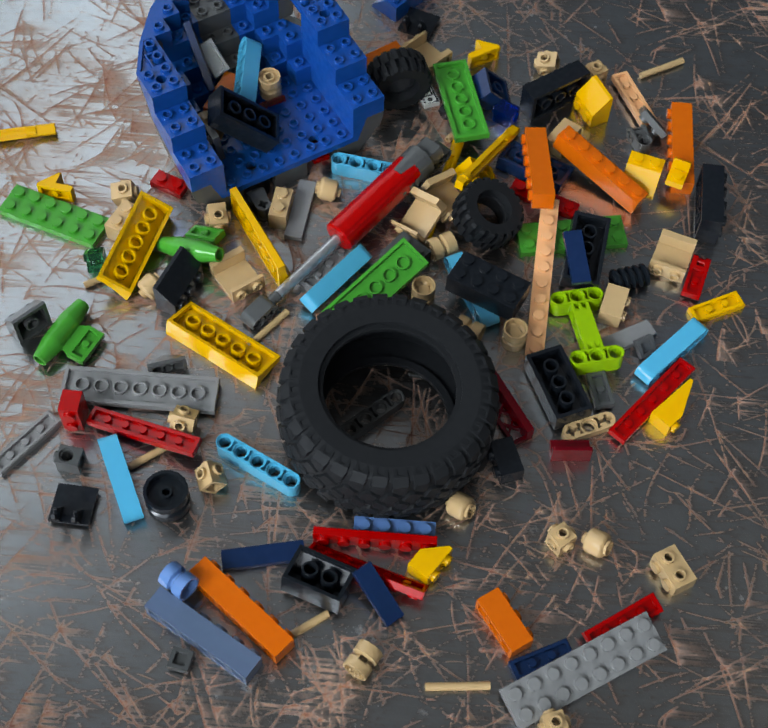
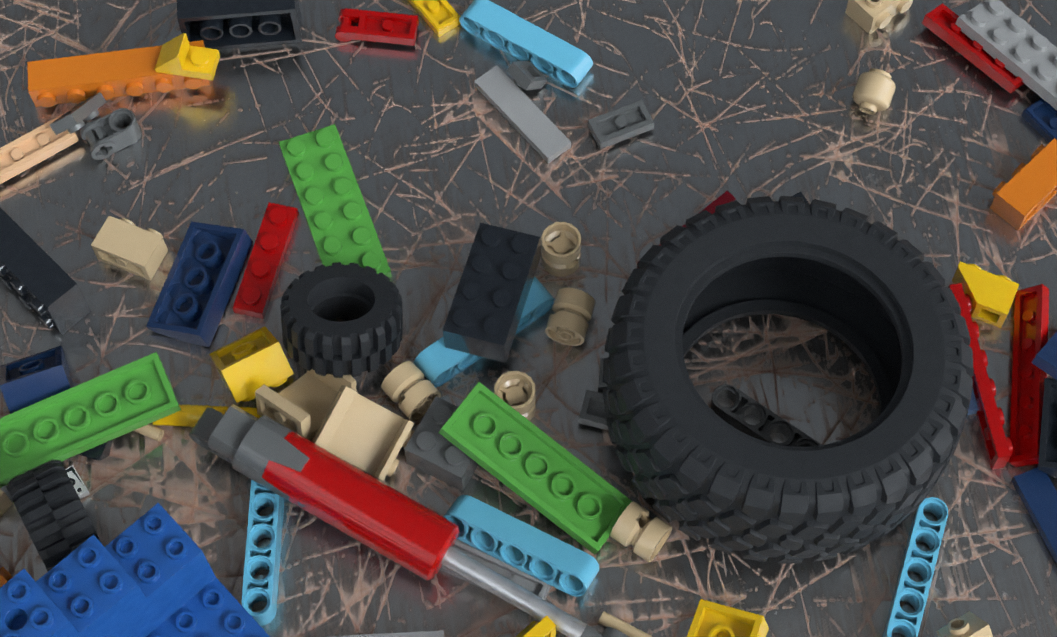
camera: 100 degrees left, 5 degrees up
(327, 189) = (325, 610): tan head -> none
(486, 157) = (216, 343): yellow piece -> none
(505, 113) = (87, 346): clear blue brick -> none
(538, 168) = (221, 260): orange brick -> none
(542, 279) = (420, 230): light nougat plate -> none
(557, 386) = (640, 174): black brick -> none
(561, 538) = (886, 134): tan brick -> none
(570, 450) = (735, 148): dark red panel -> none
(576, 257) = (409, 169): dark blue tile -> none
(592, 354) = (525, 152): lime beam -> none
(593, 102) = (46, 206): yellow slope -> none
(594, 421) = (687, 144): tan beam -> none
(595, 236) = (381, 169): black brick -> none
(600, 169) = (200, 175): orange brick -> none
(613, 304) = (462, 126): tan brick -> none
(630, 275) = (406, 111): black piece -> none
(645, 171) = (189, 121): yellow slope -> none
(650, 400) = (623, 58): red plate -> none
(669, 413) = (625, 27): yellow slope -> none
(672, 255) = (346, 65): tan panel -> none

